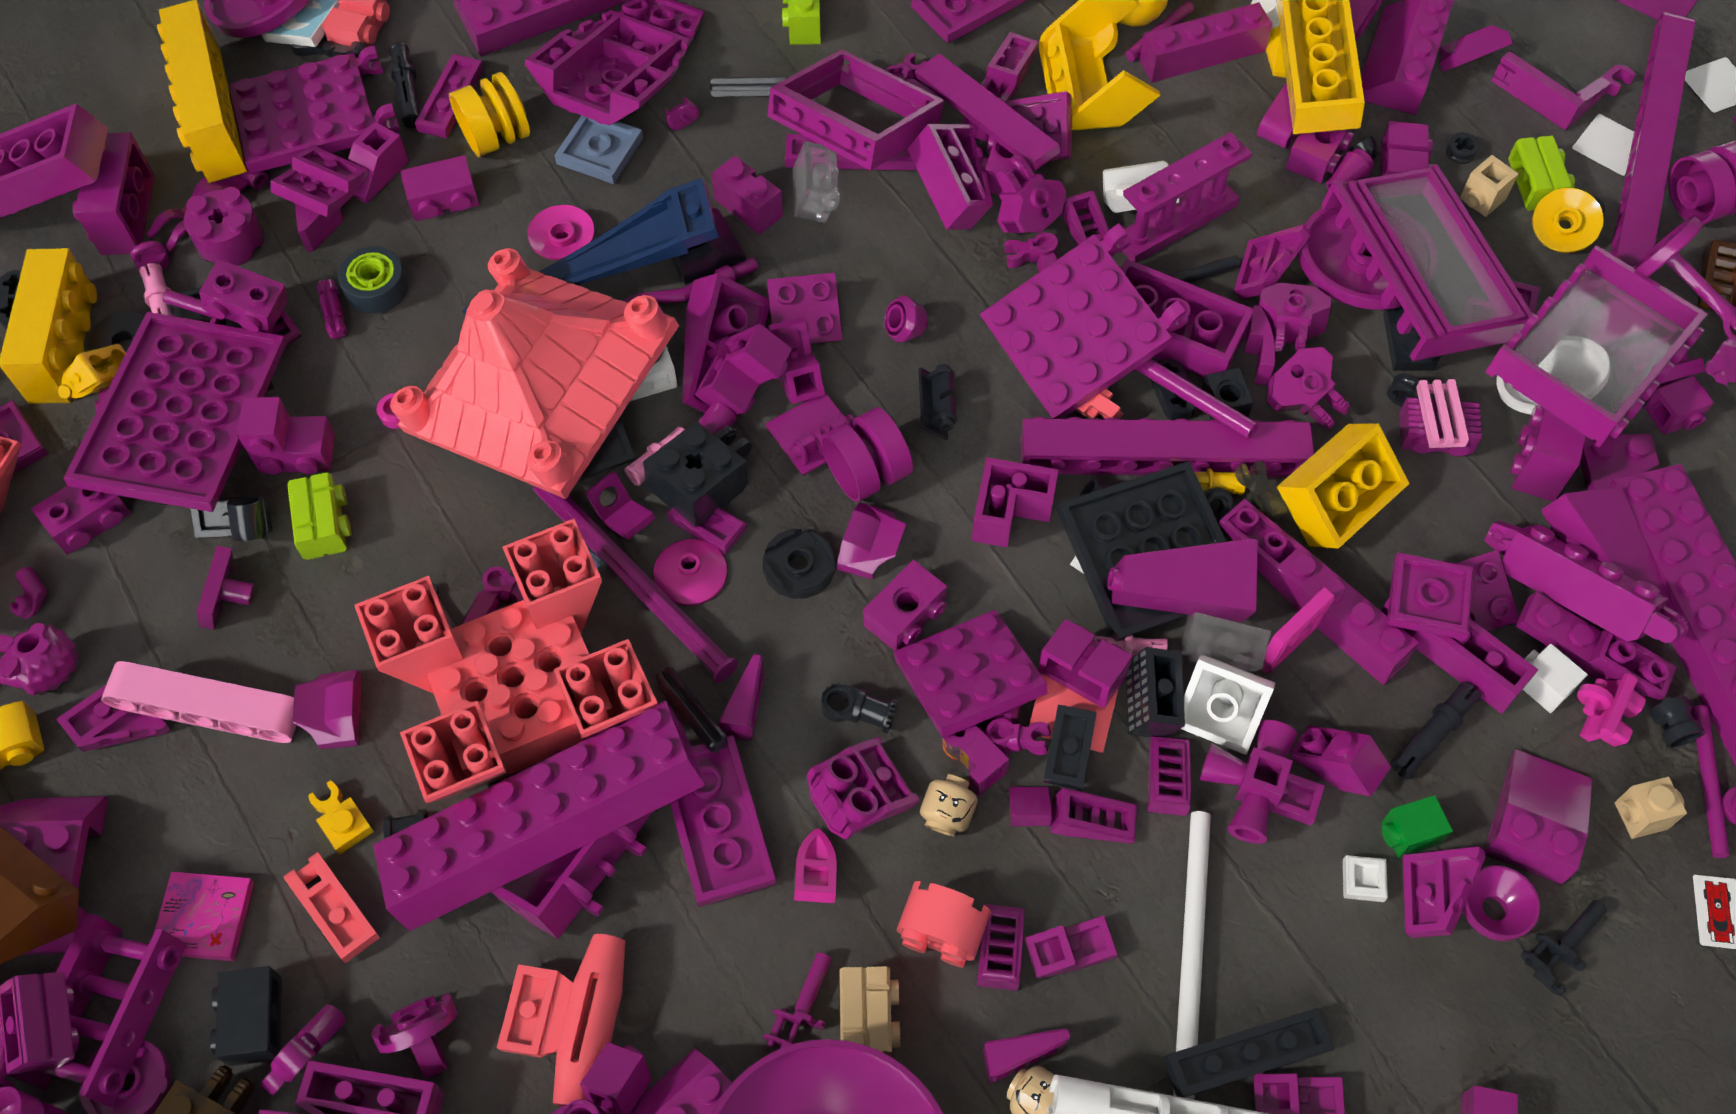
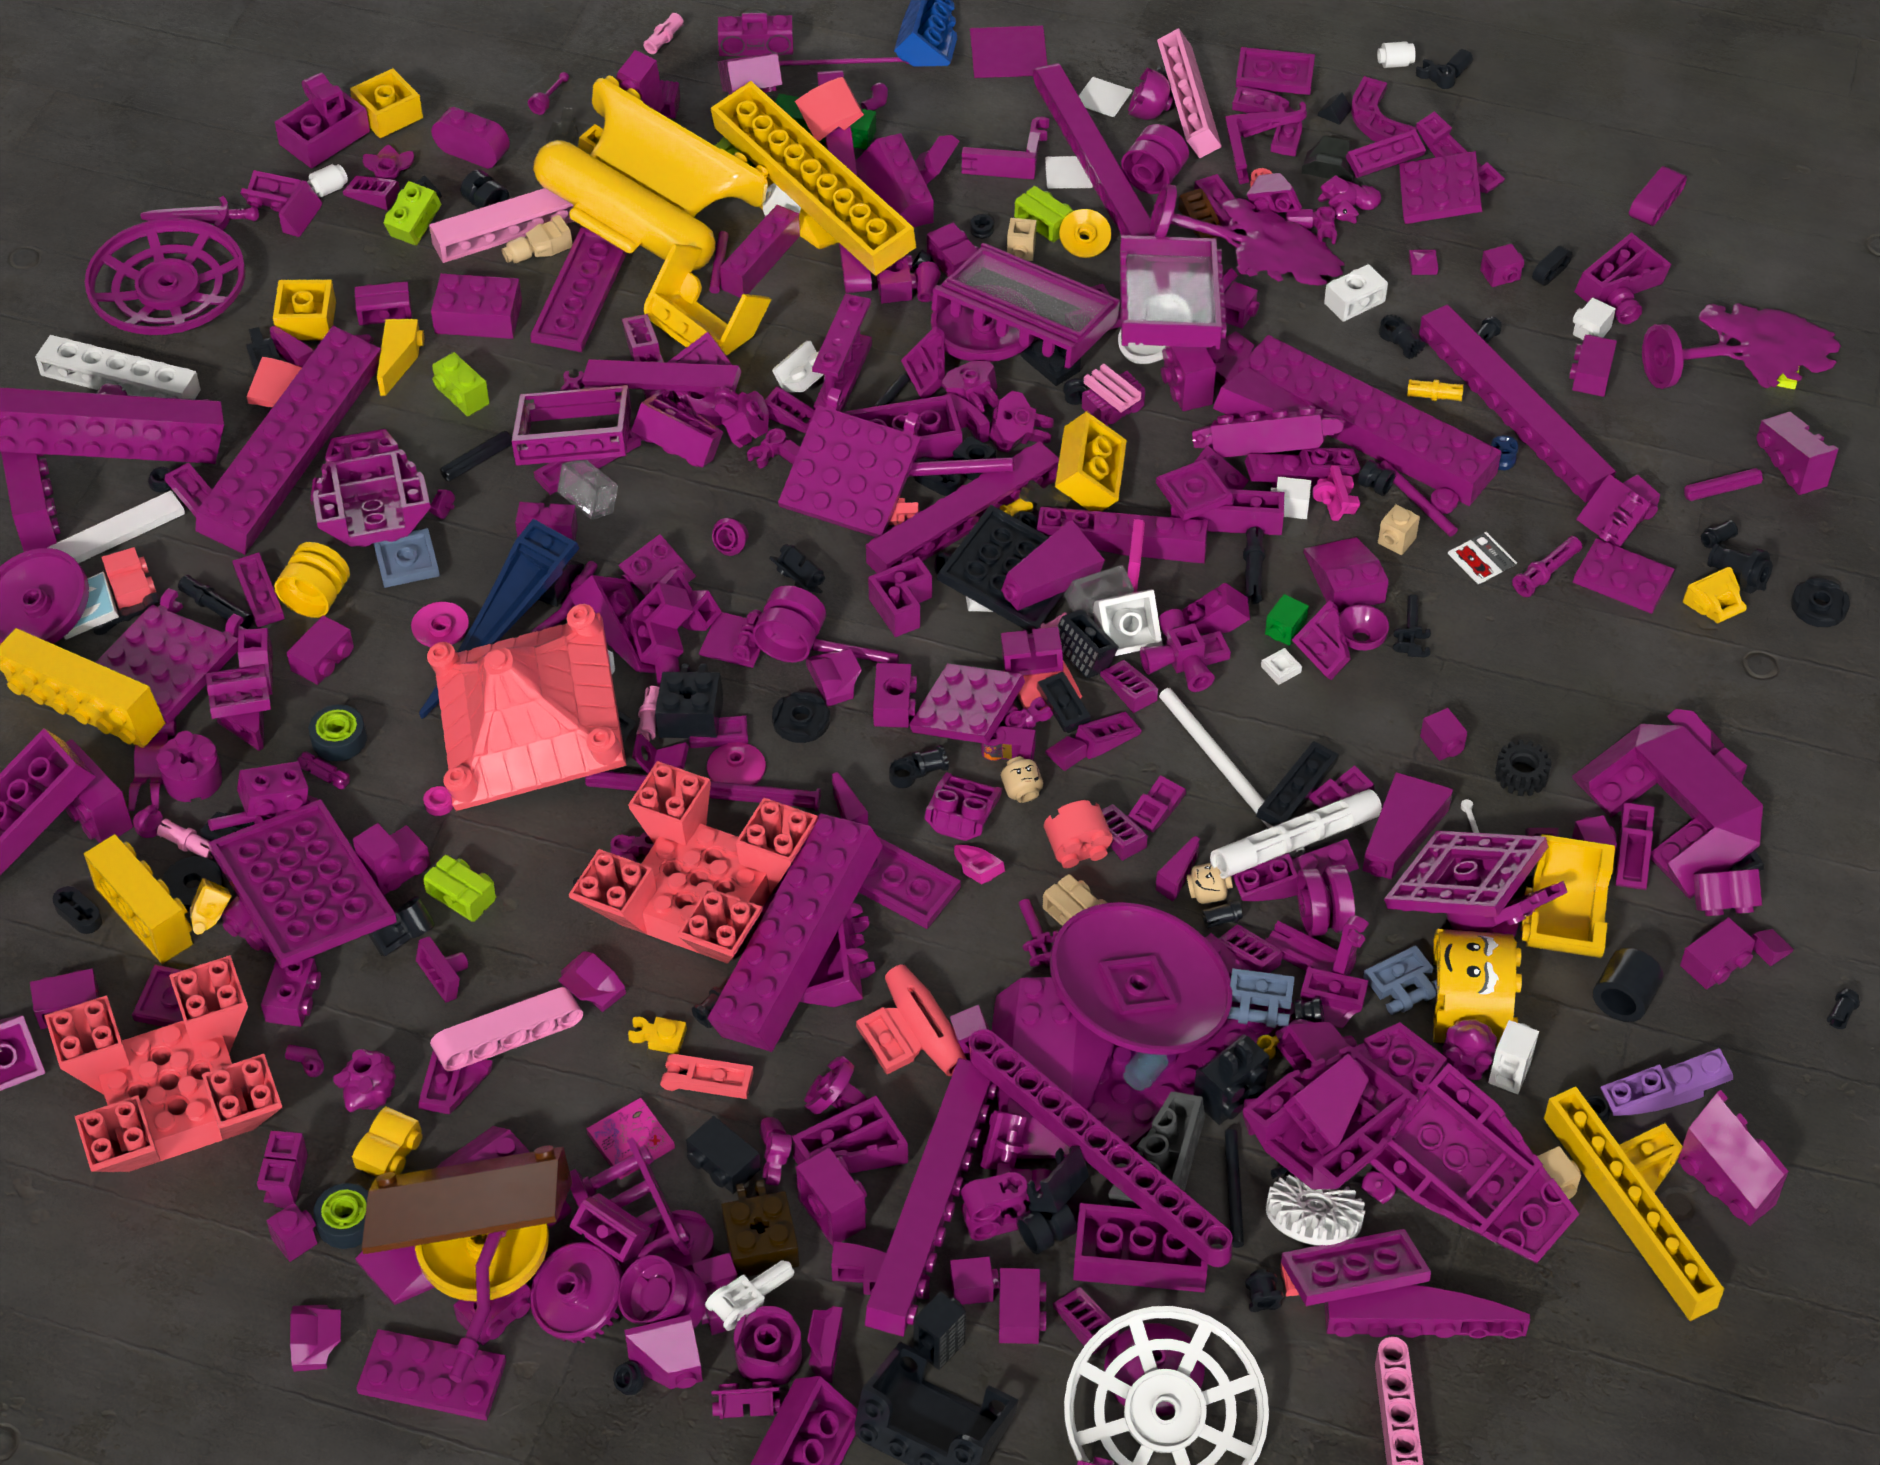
camera: 40 degrees left, 10 degrees down
(918, 530) = (859, 652): none -> magenta bar

